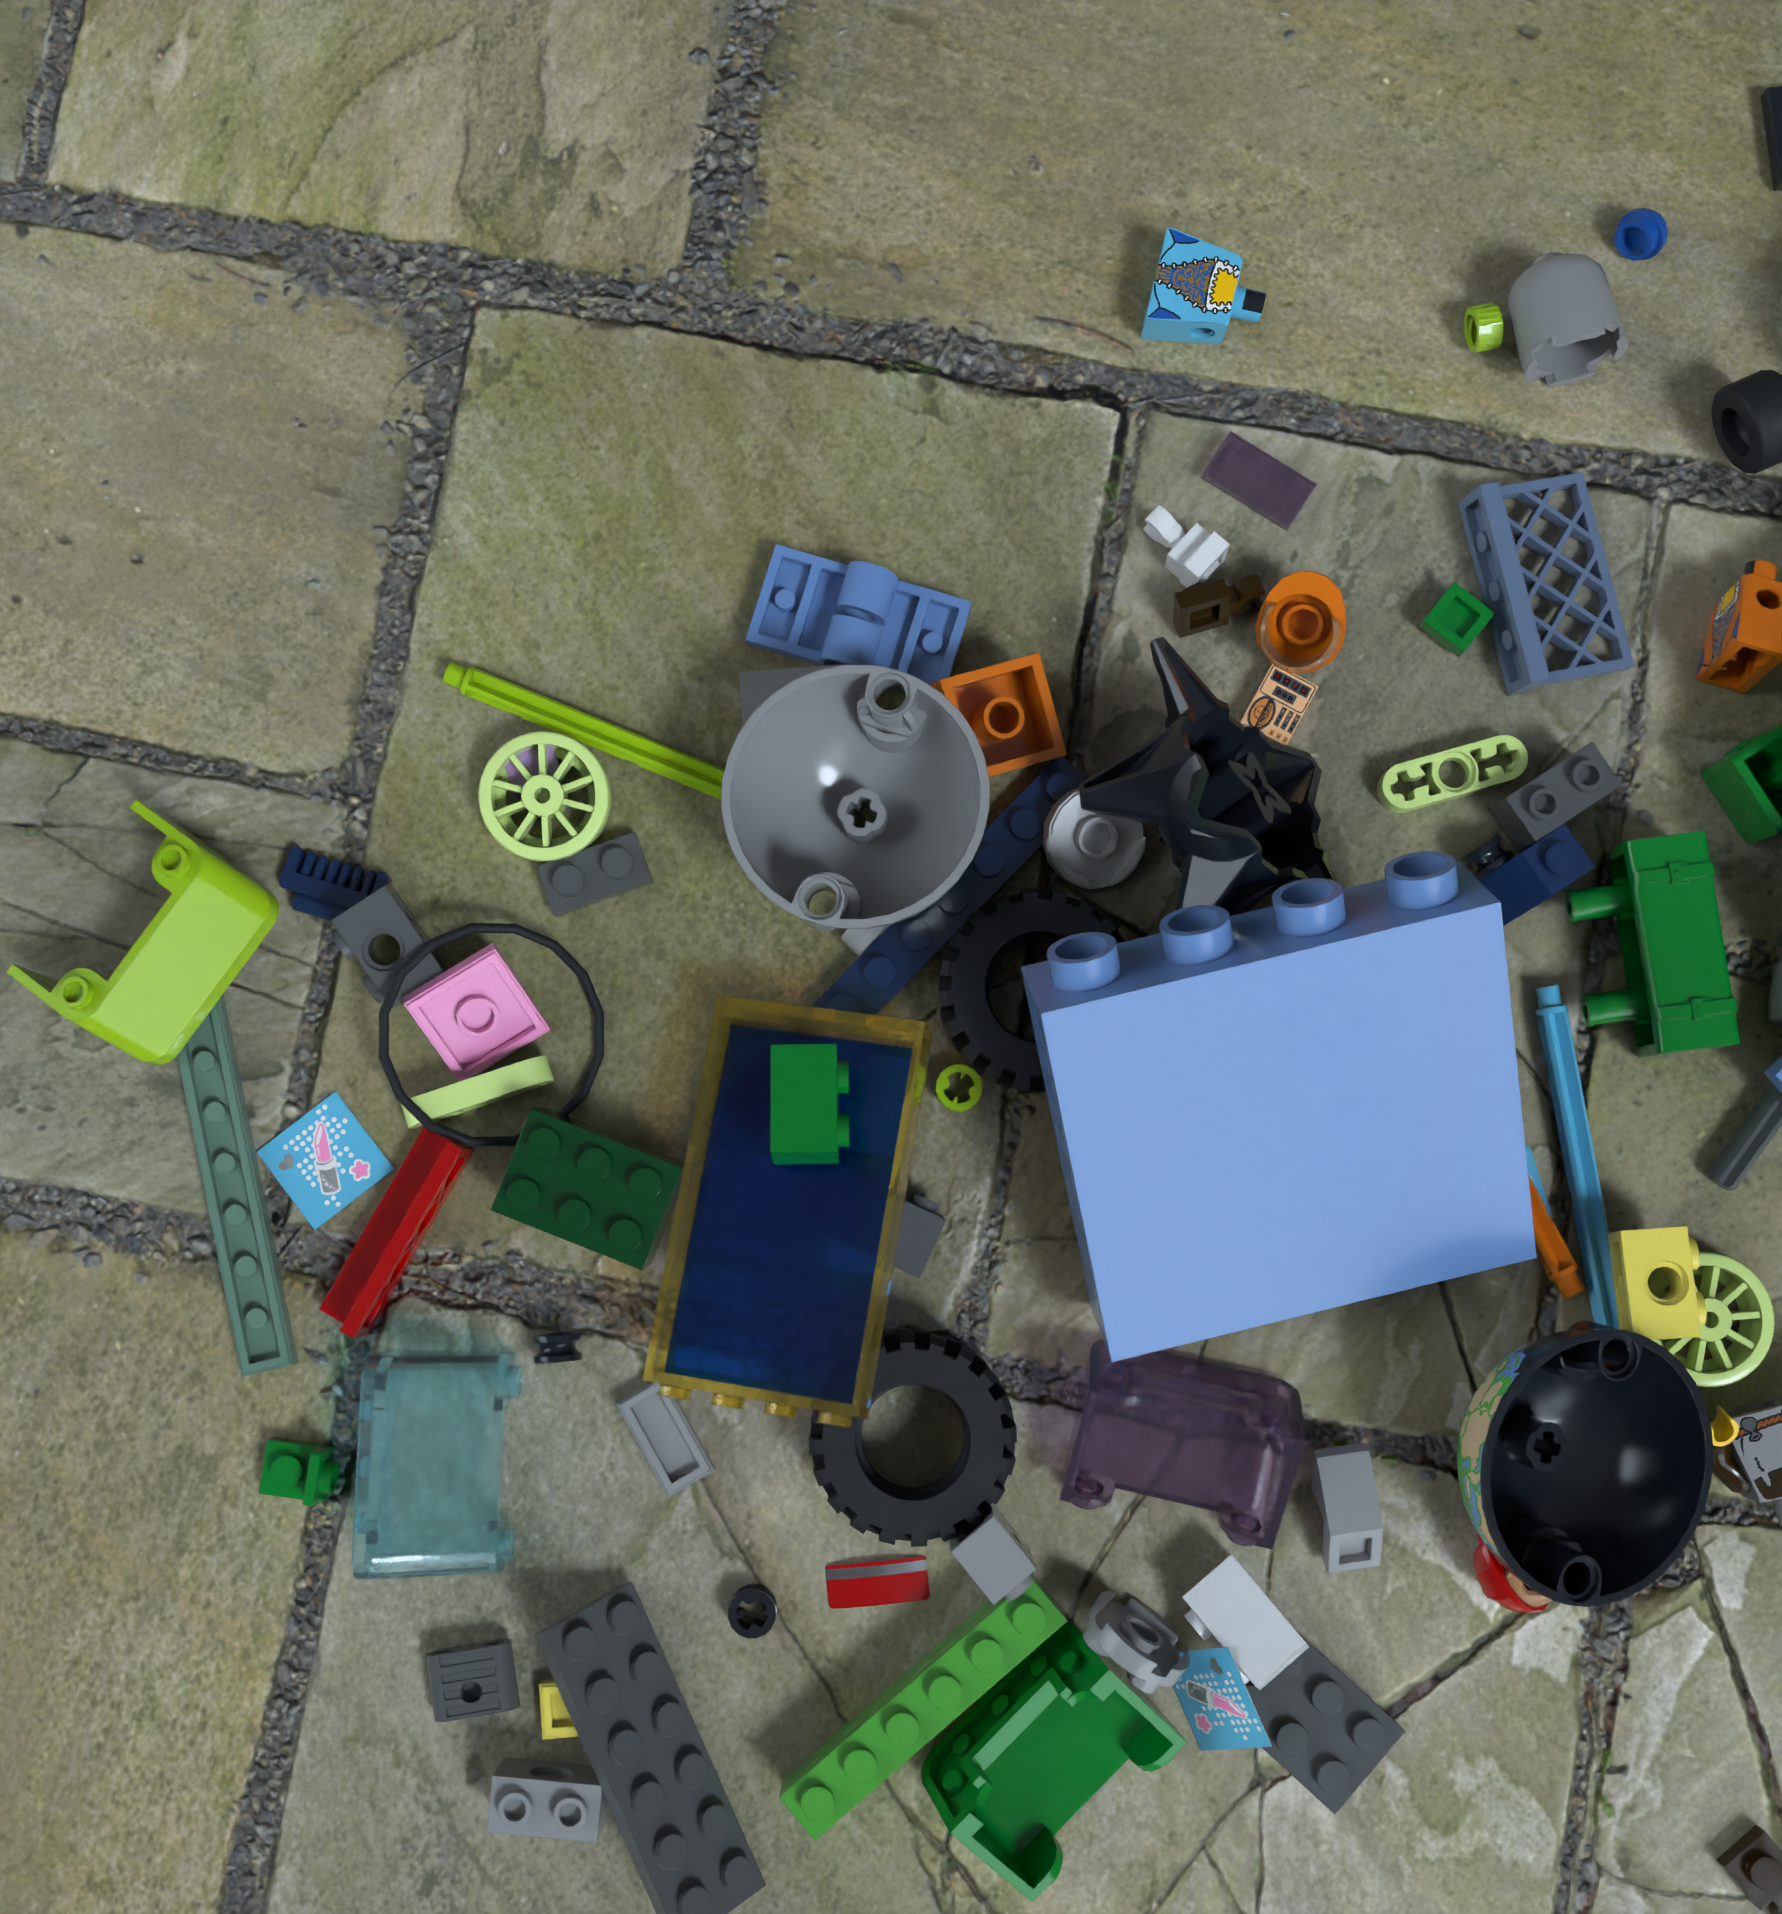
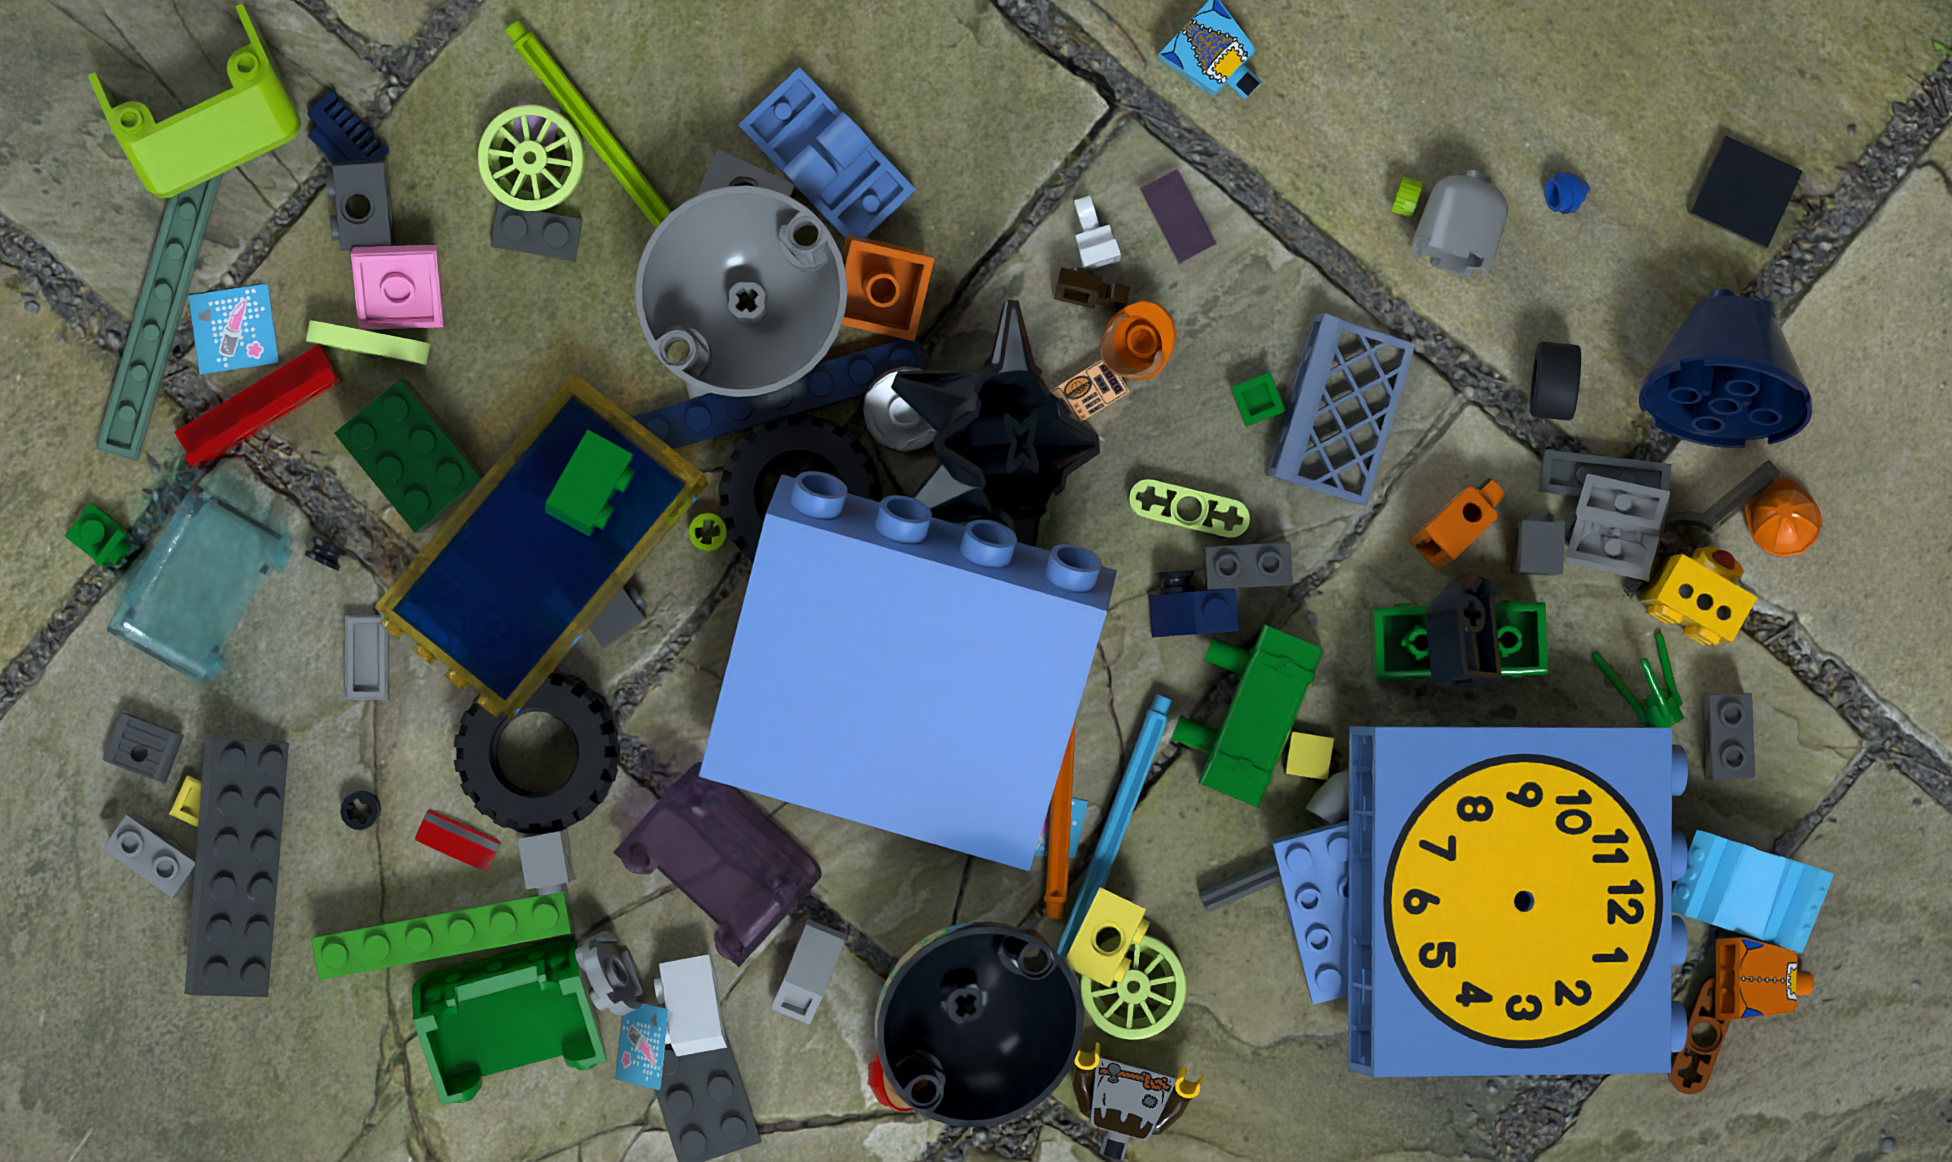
camera: 30 degrees right, 5 degrees up
(450, 936) = (411, 224): black piece -> none
(1745, 959) = (1309, 755): none -> light yellow tile

